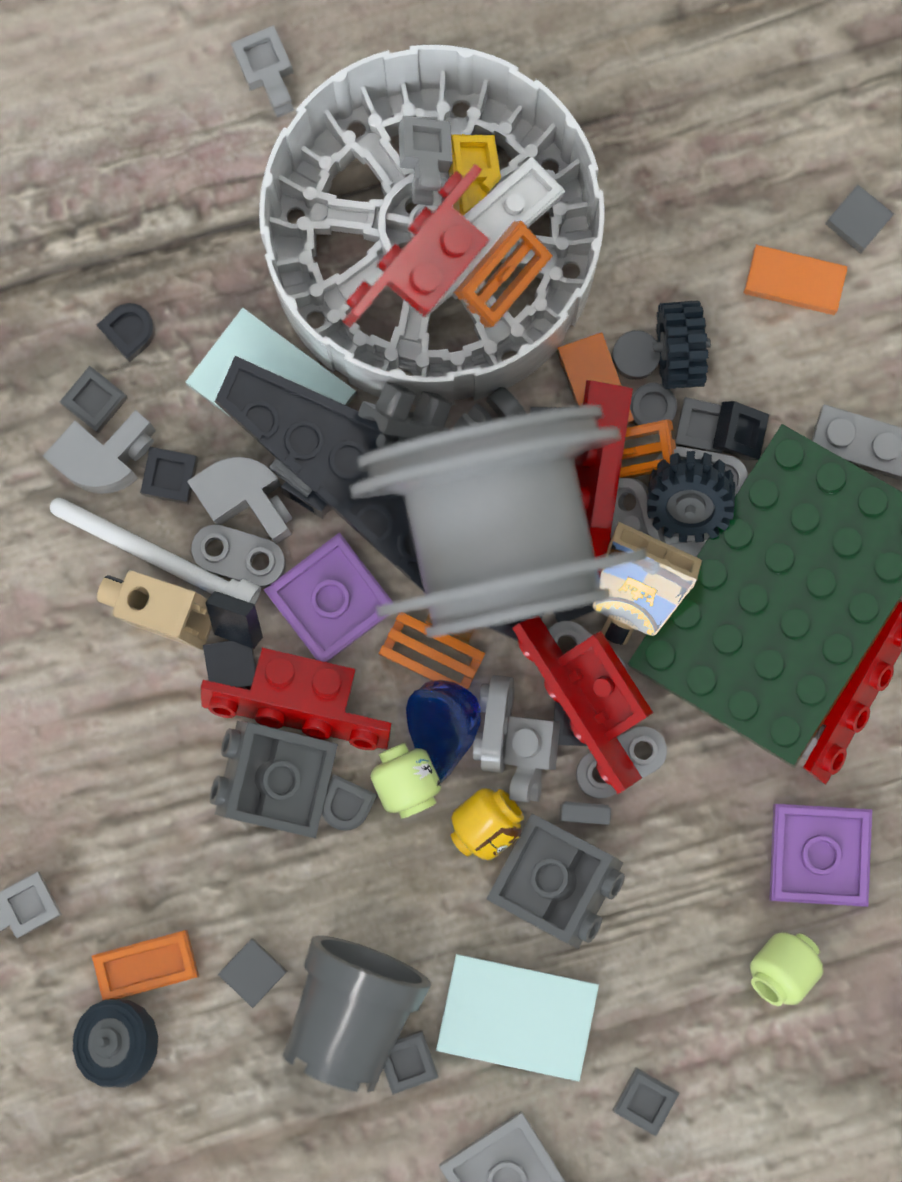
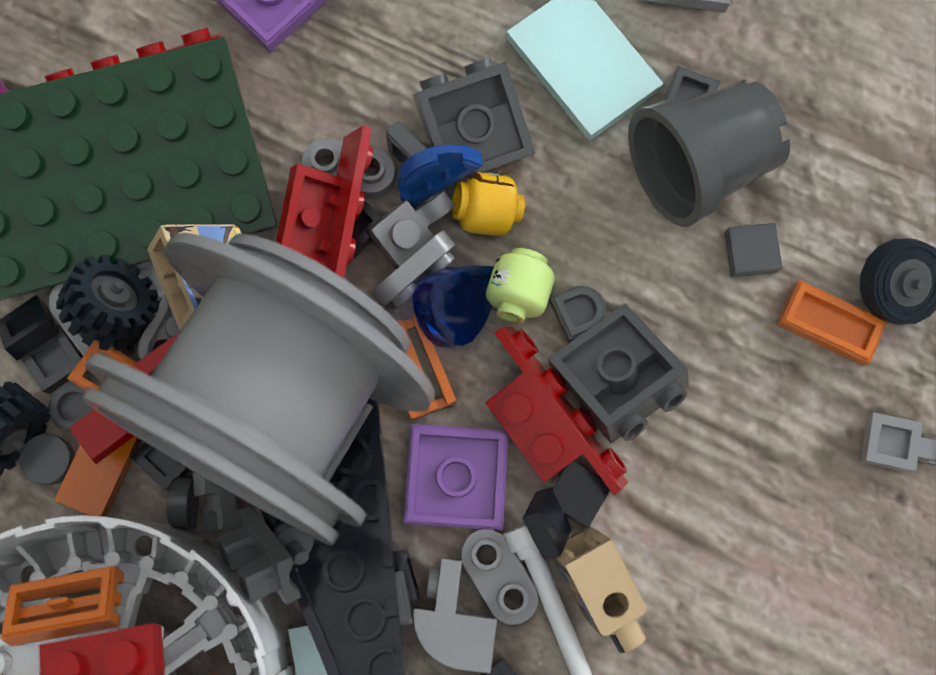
camera: 145 degrees left, 5 degrees down
(543, 810) = (435, 170): none -> blue tile

